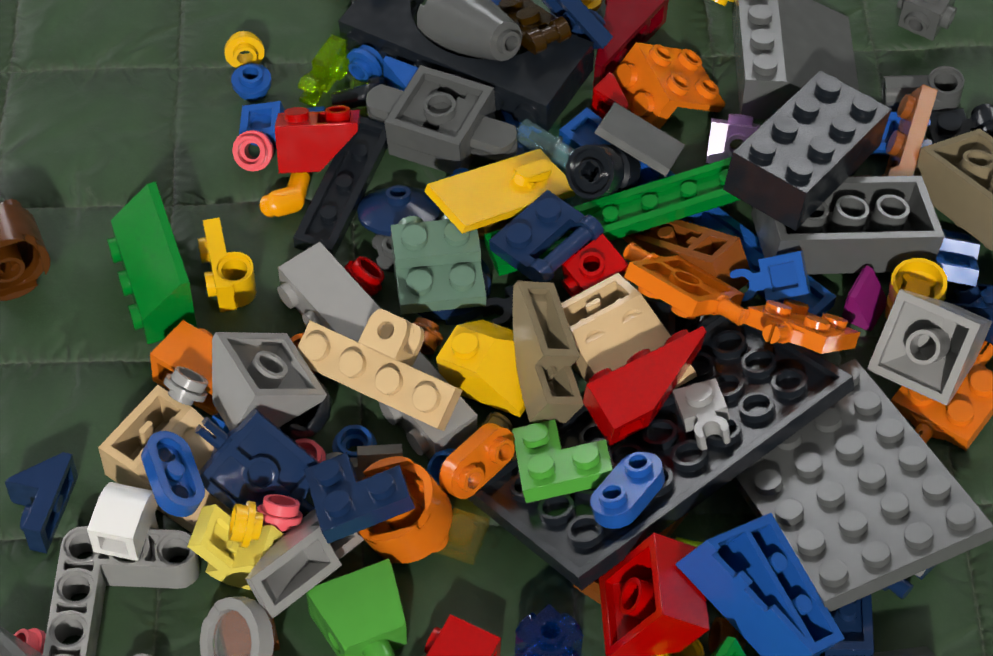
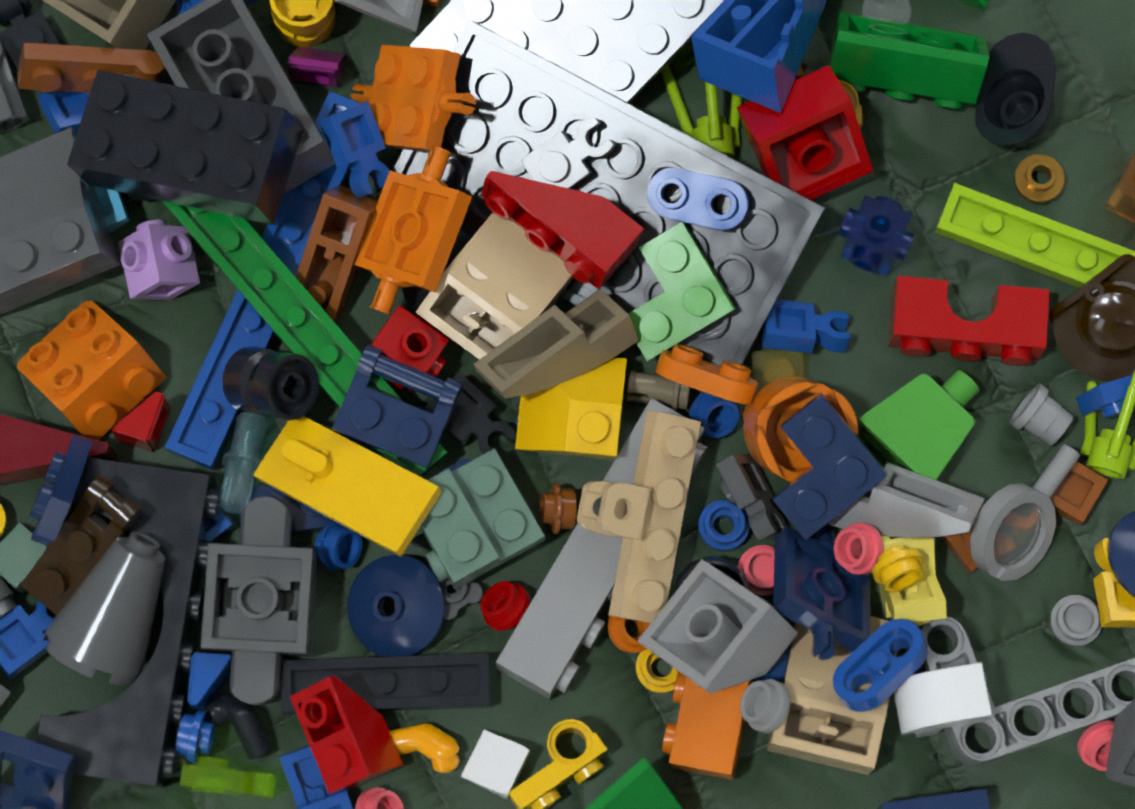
camera: 110 degrees left, 20 degrees up
(248, 235) = (496, 764): none -> white slope
(496, 558) = (798, 328): none -> blue plate
(639, 139) = (211, 358): dark grey slope -> none

